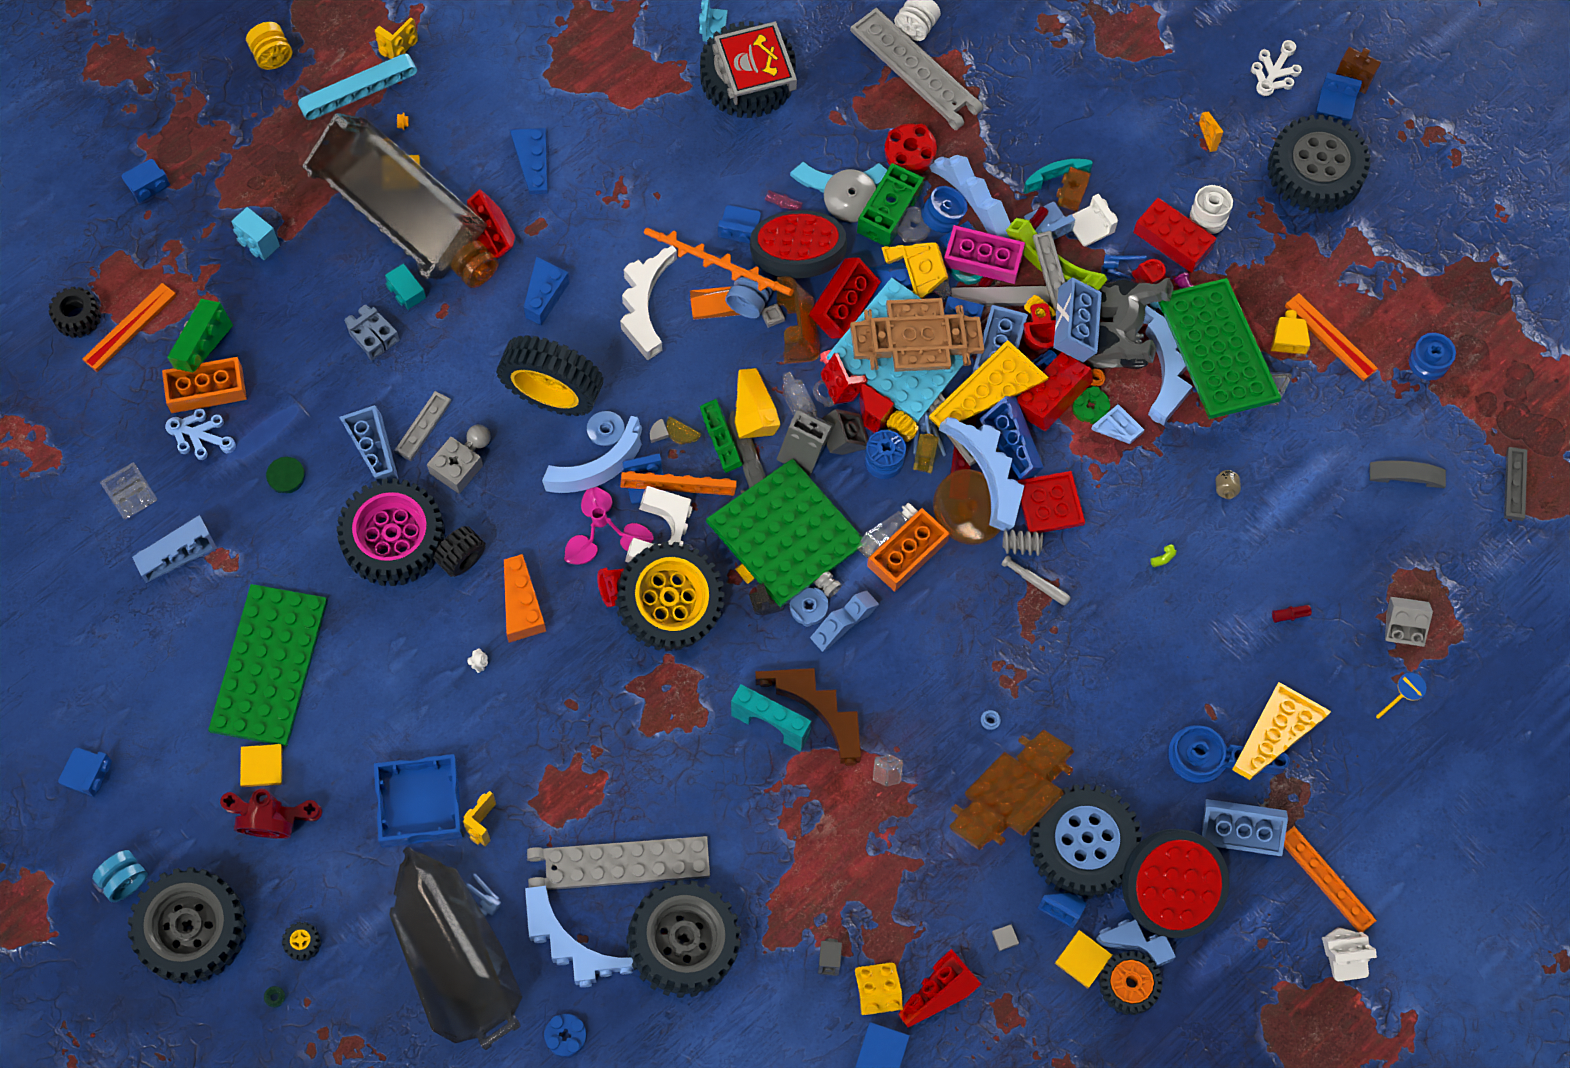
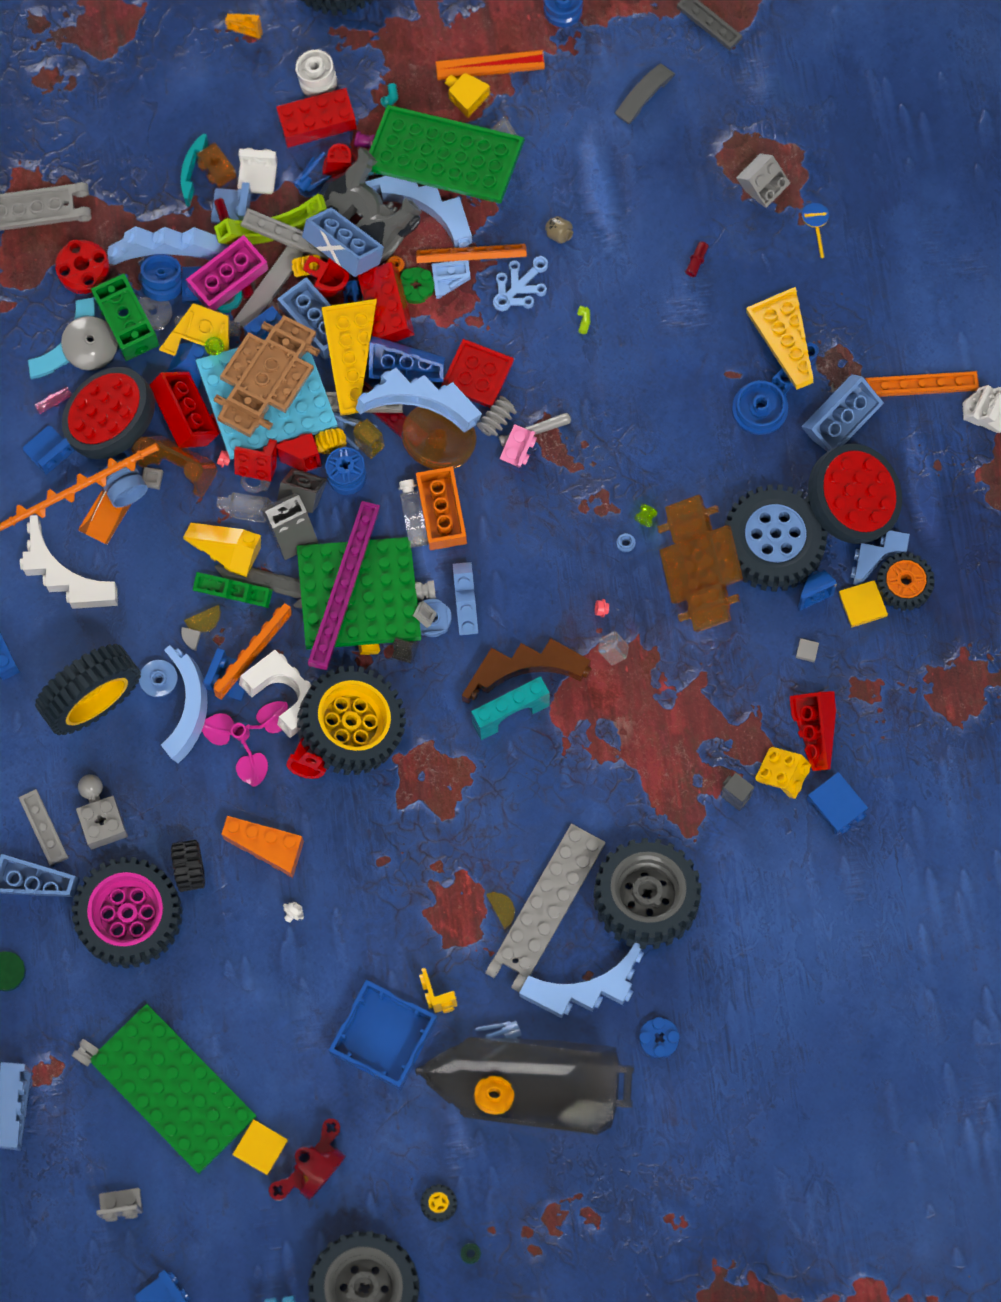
camera: 50 degrees left, 5 degrees up
(144, 687) = (120, 1203): none -> light grey bracket
(254, 577) = (82, 1056): none -> light grey wheel
(414, 933) = (494, 1105): none -> light orange tile
(595, 828) = (503, 908): none -> clear yellow tile
(780, 514) = (344, 585): none -> magenta plate
(804, 595) = (425, 614): none -> light grey tile
(916, 737) = (601, 608): none -> coral plate
(917, 285) = (216, 344): none -> clear neon green wheel
(1009, 576) = (517, 446): none -> bright pink bracket
(1026, 720) = (646, 515): none -> clear neon green wheel
(1152, 429) = (471, 253): none -> orange tile
(1153, 486) = (519, 287): none -> light blue plant
(1235, 280) = (392, 97): none -> teal arm

